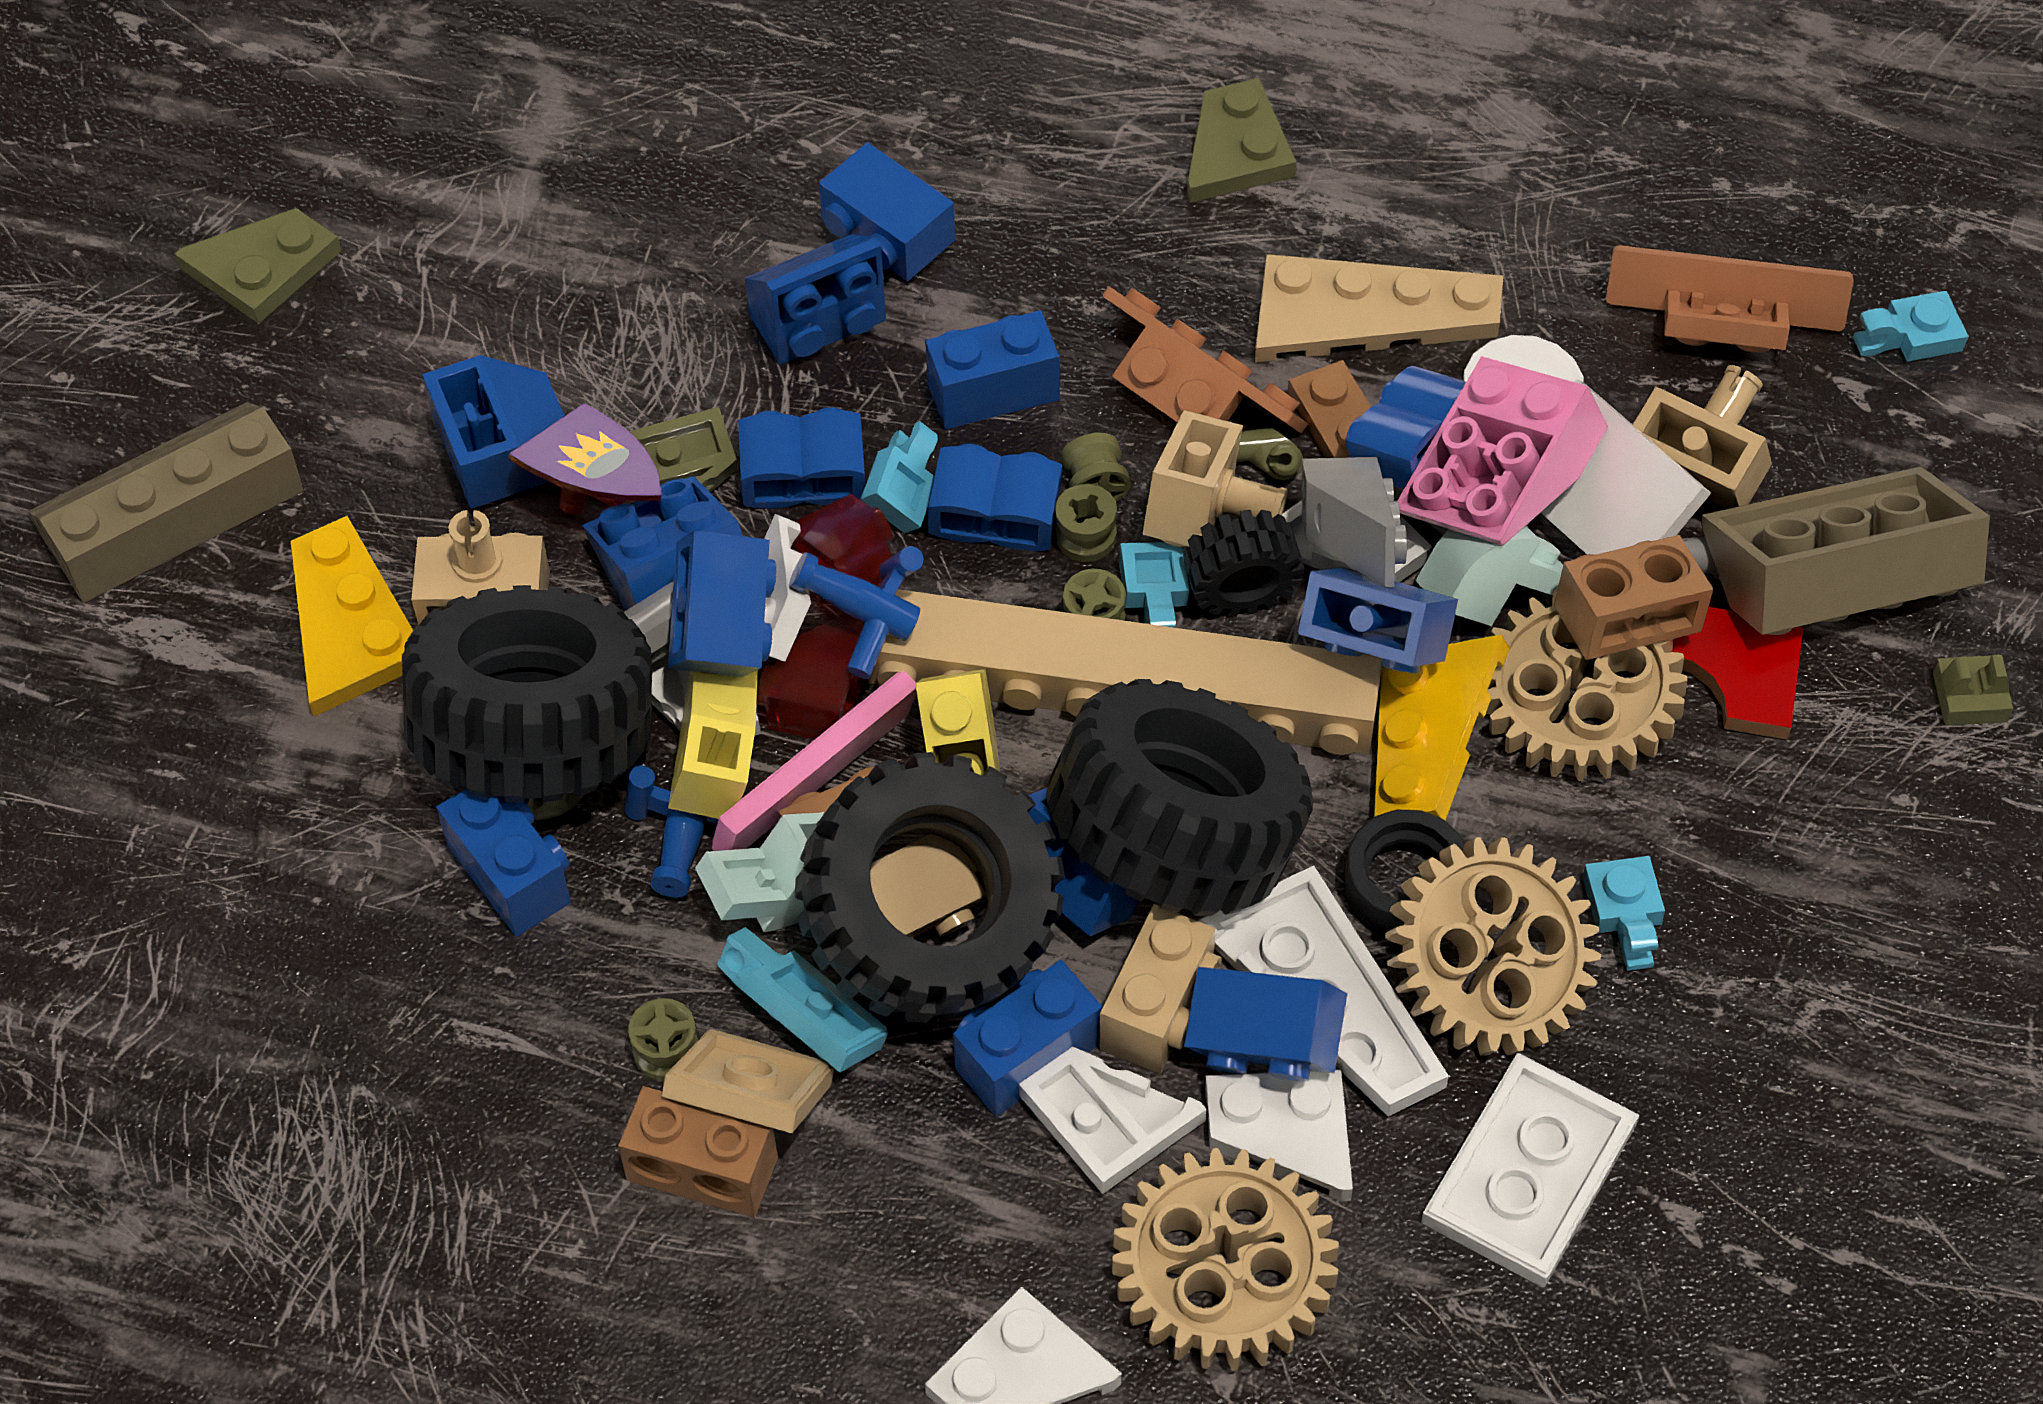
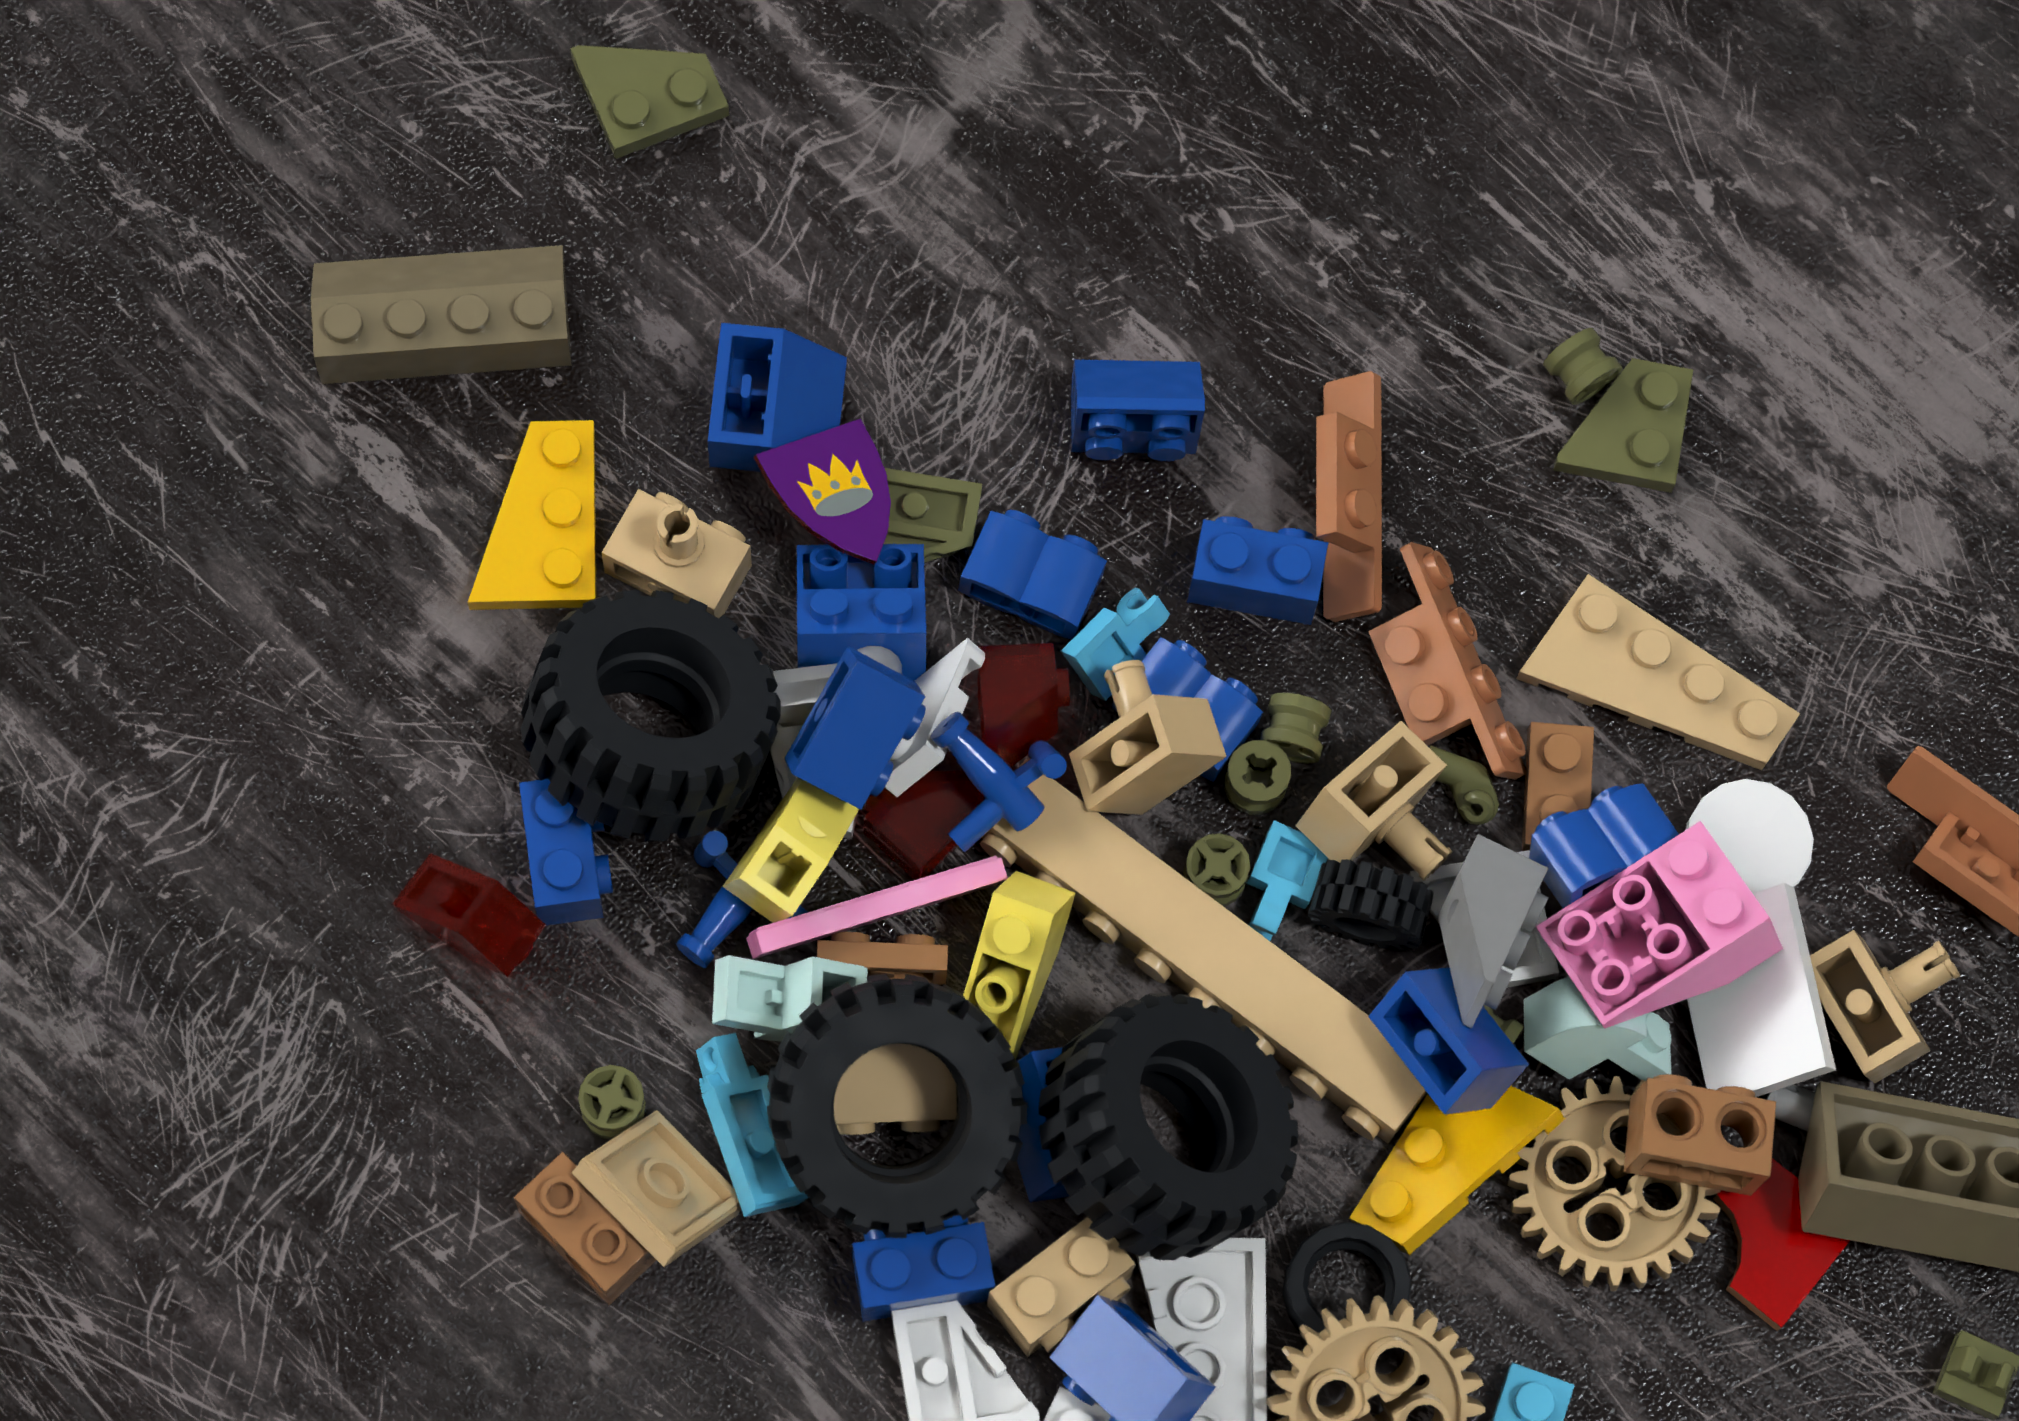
camera: 20 degrees right, 15 degrees up
(448, 945) = (470, 914): none -> clear red slope
(887, 202) = (1248, 347): blue brick -> none
(981, 522) = (1148, 750): none -> tan brick
(1038, 282) = (1350, 495): none -> nougat bracket
(1168, 111) = (1582, 366): none -> olive wheel

